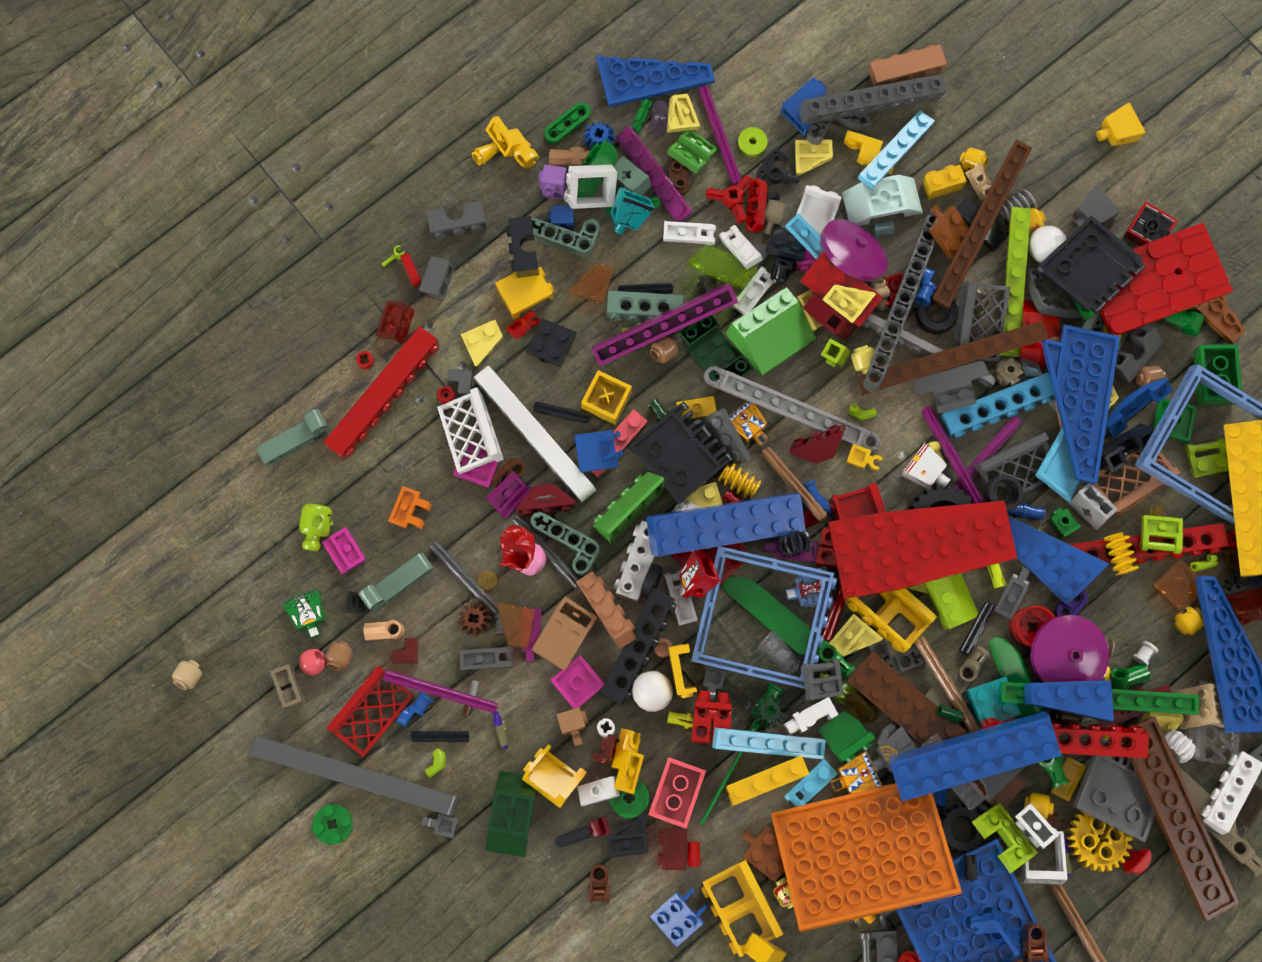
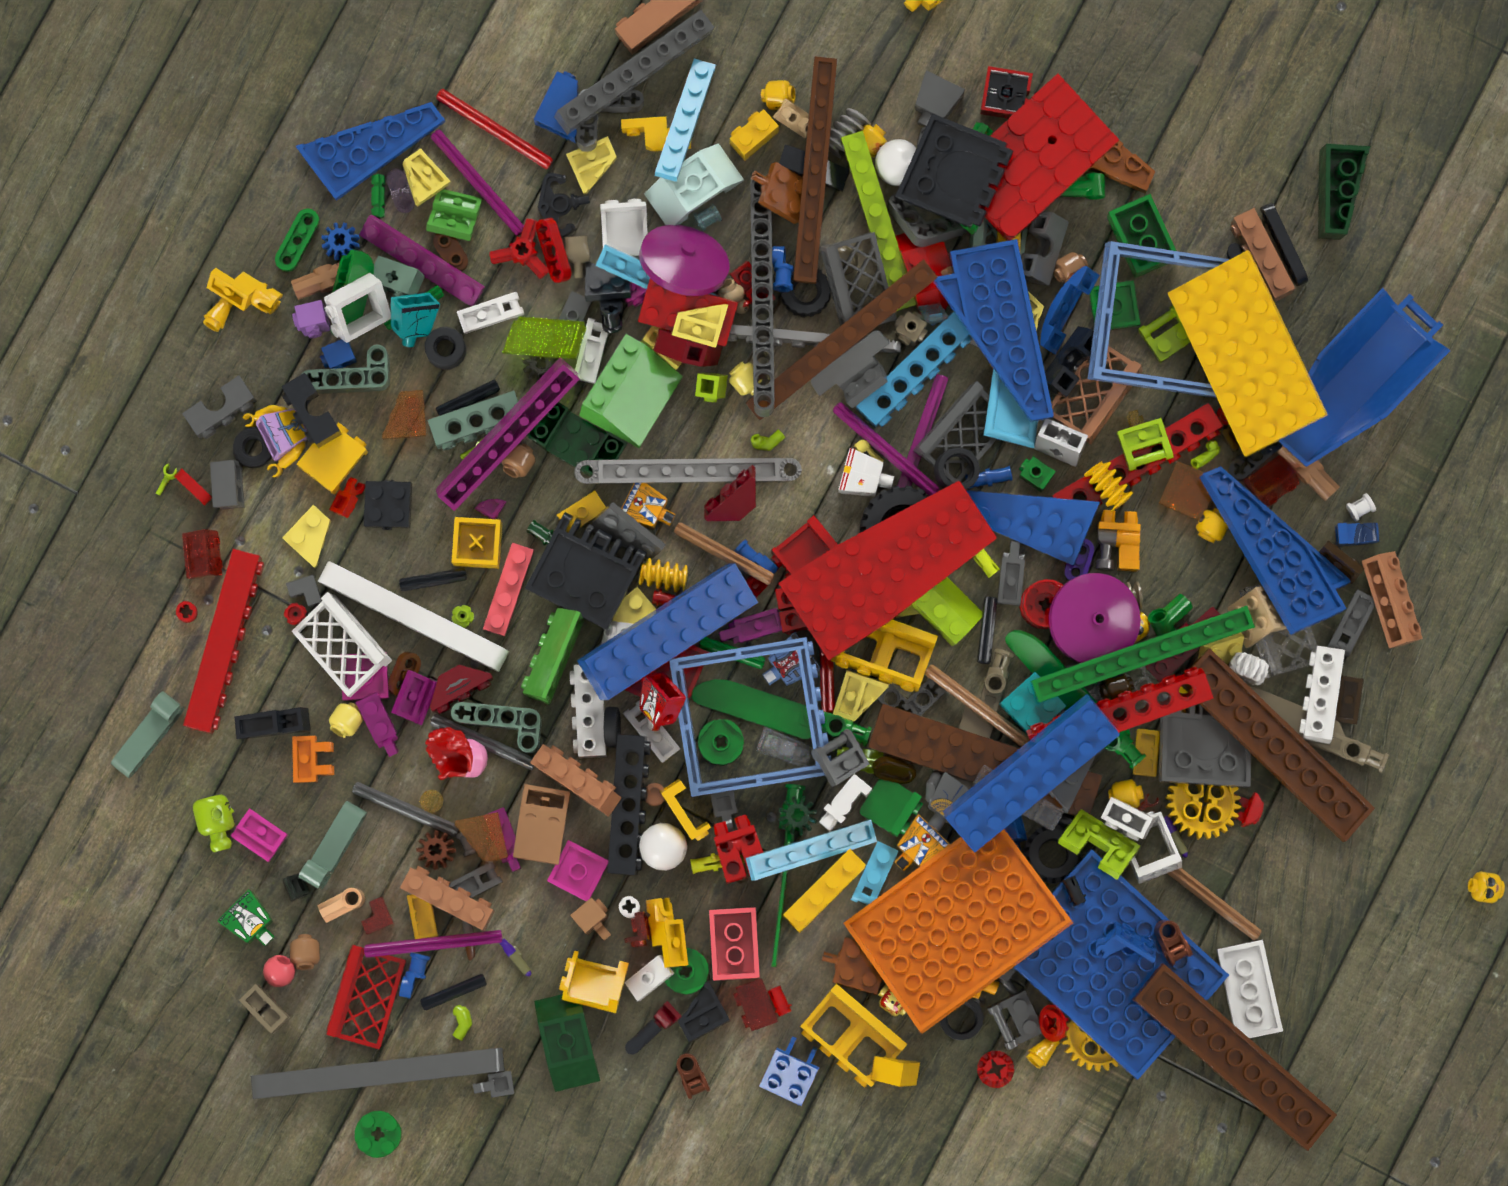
camera: 20 degrees left, 5 degrees up
(186, 674) = (147, 1042): tan head -> none
(392, 470) = (272, 723): none -> black slope
(442, 666) = (422, 918): none -> yellow plate
(448, 490) = (345, 719): none -> light yellow head
(462, 656) = (442, 896): none -> nougat brick
(468, 248) = (239, 449): none -> black tyre
(473, 503) = (378, 722): none -> magenta hinge
(493, 257) = (281, 434): none -> torso
(571, 454) = (463, 622): none -> lime plate
(597, 450) = (492, 607): blue plate -> none
(628, 376) = (490, 508): none -> magenta tile
(644, 256) = (434, 339): none -> black tyre
(740, 247) = (555, 307): white plate -> none
(741, 633) = (734, 741): none -> green plate
(749, 102) = (494, 129): none -> red axle
(749, 149) = (514, 165): lime piece -> none
(784, 577) = (714, 646): none -> green axle
(795, 544) = (751, 621): black gear -> none
(839, 946) = (971, 1032): none -> black tyre
(861, 457) = (784, 492): yellow plate -> none
(954, 715) = (995, 736): dark green pin -> none
(1079, 698) = (1116, 665): blue wedge -> none
(1115, 600) = (1120, 535): none -> light orange hips
(1145, 653) = (1178, 581): white bush -> none

